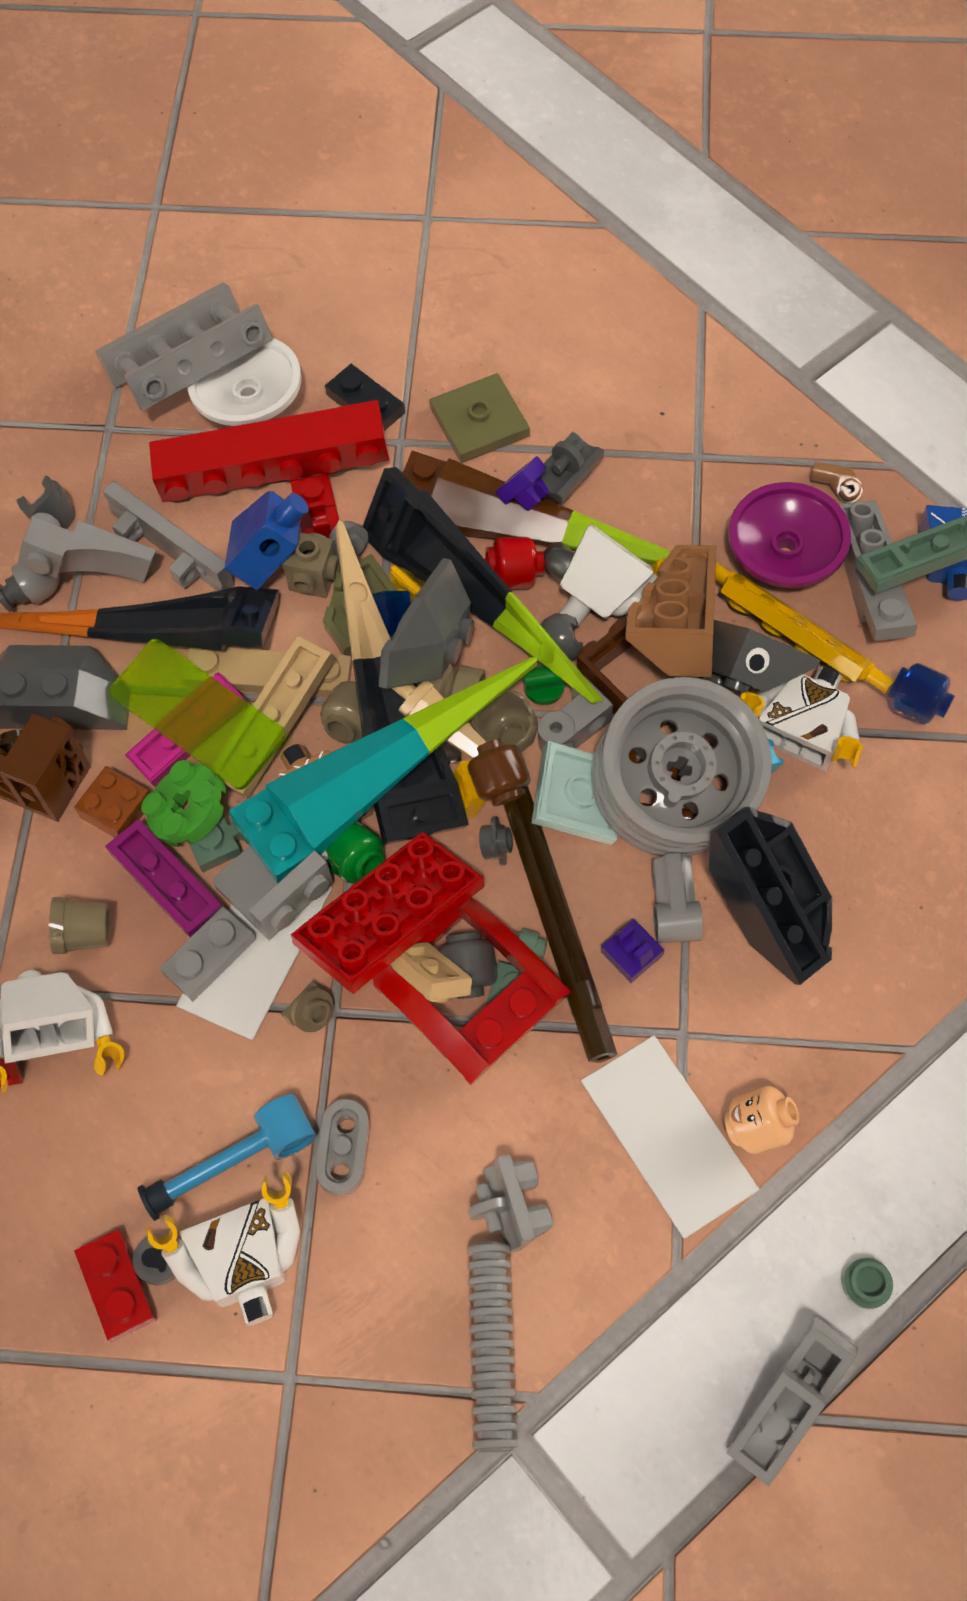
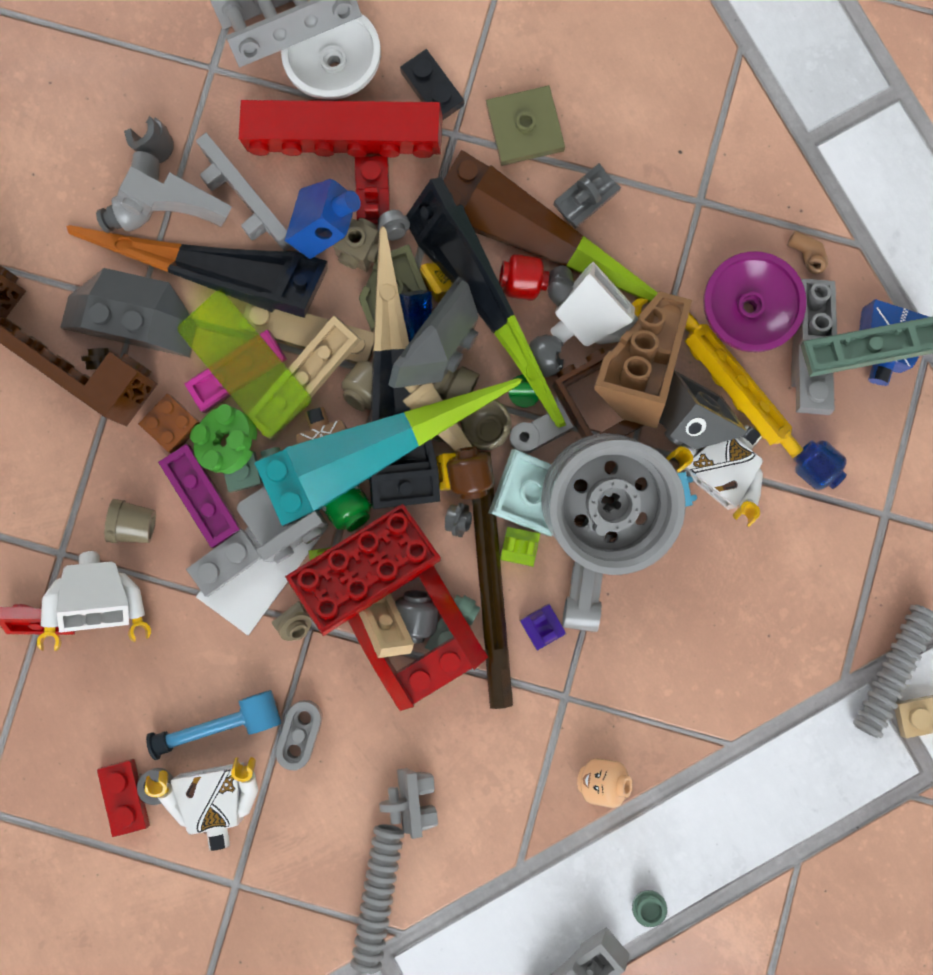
camera: 10 degrees right, 20 degrees up
(525, 485) = (547, 210): dark purple tile -> none
(580, 861) = (520, 546): none -> lime tile
(670, 1136) = (536, 770): white piece -> none
(773, 891) = (661, 615): black wedge -> none

